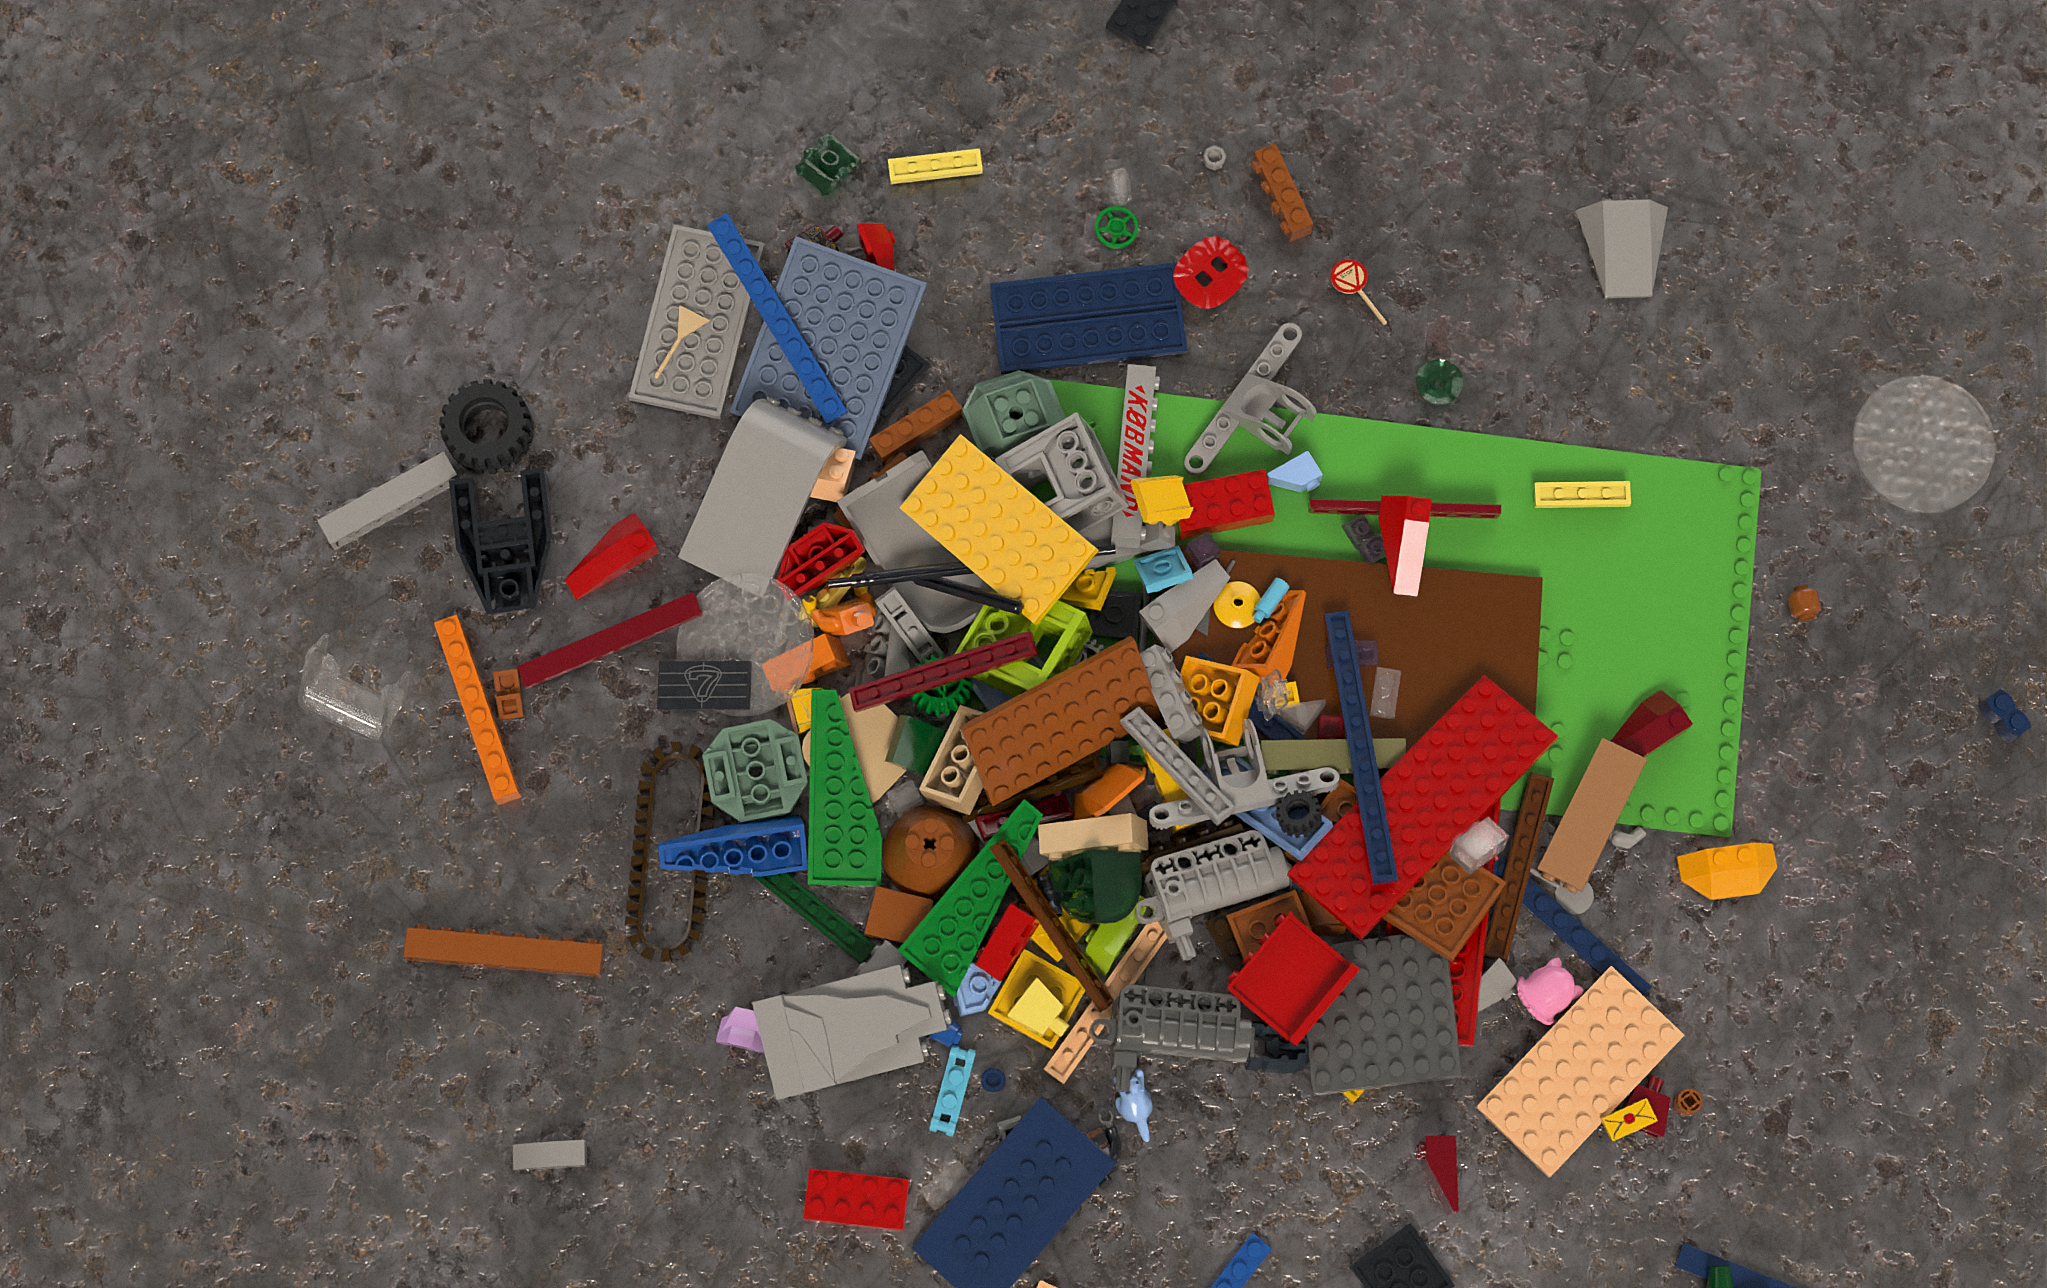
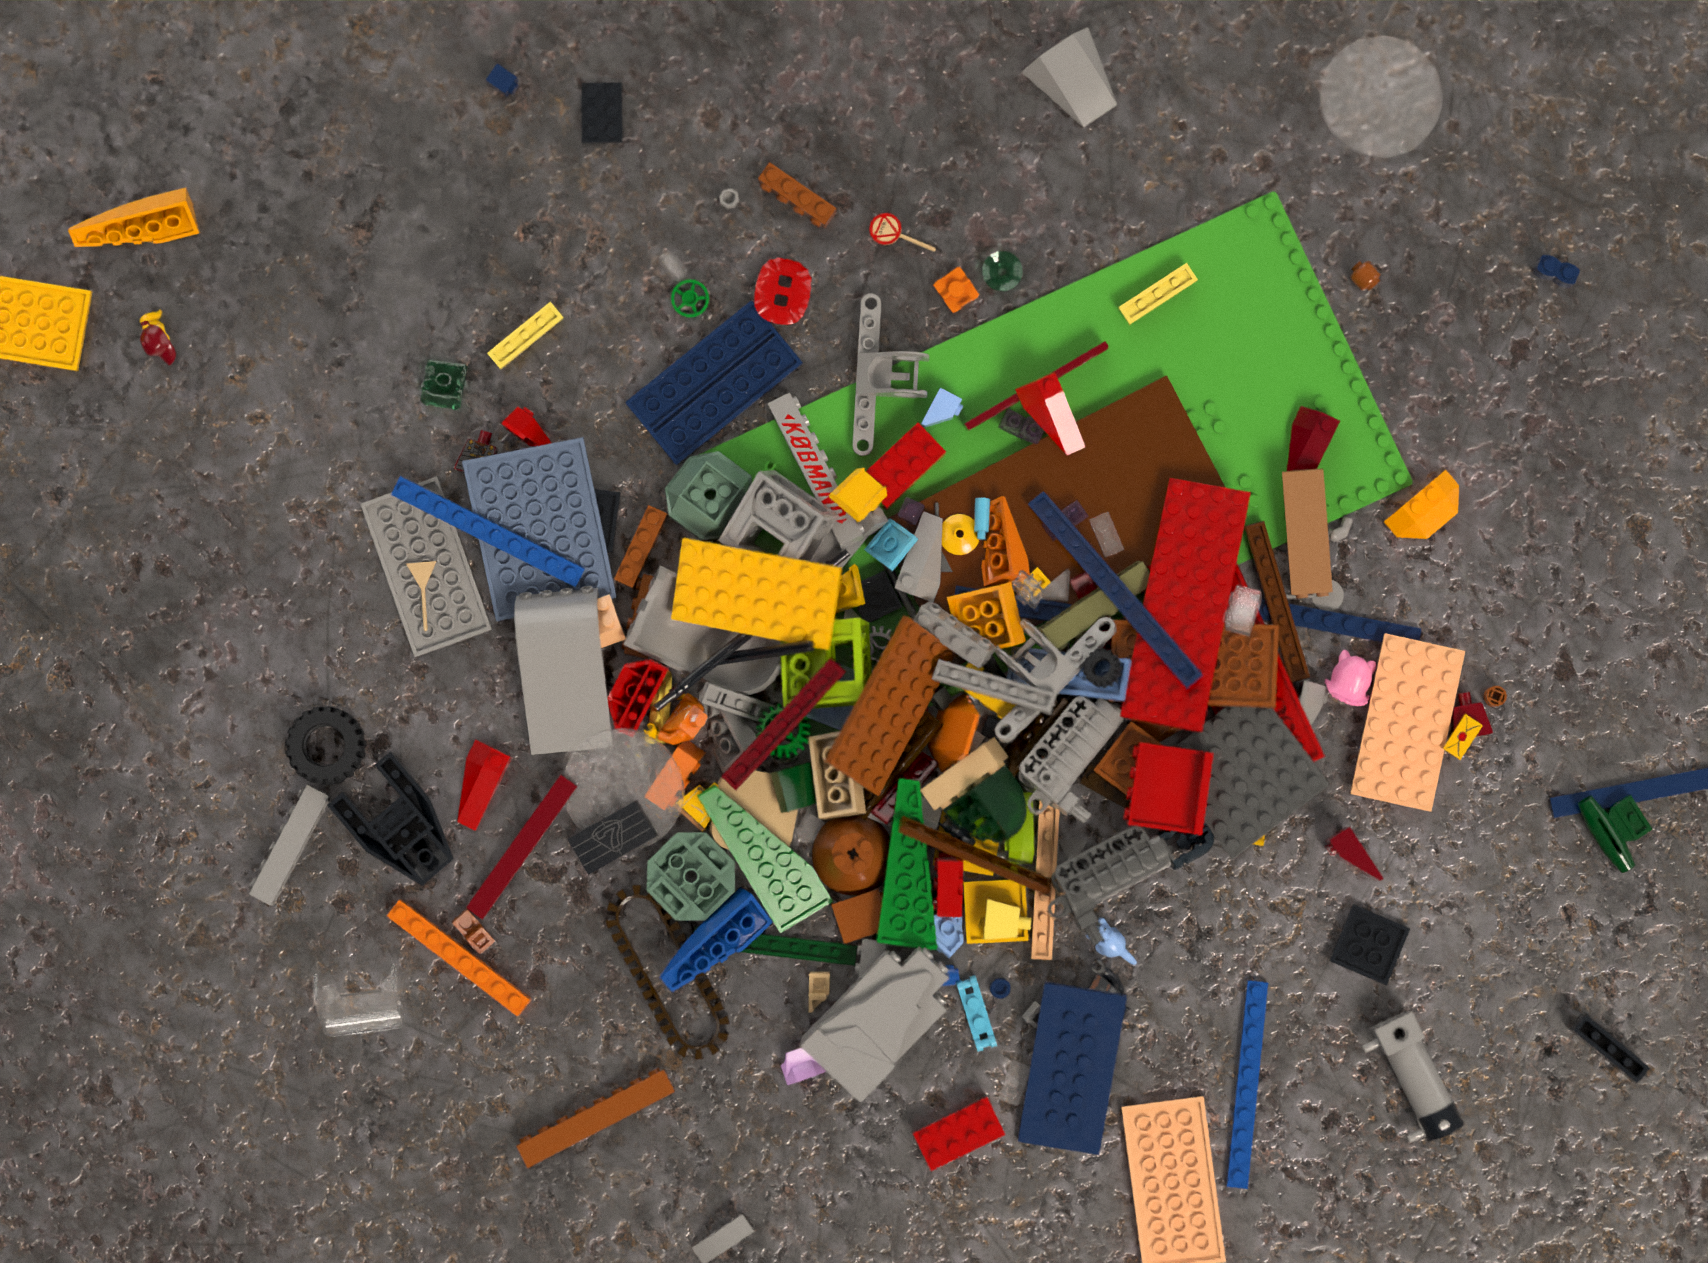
camera: 30 degrees left, 10 degrees up
(810, 964) = (818, 988): none -> tan slope
(1382, 373) = (956, 289): none -> orange piece

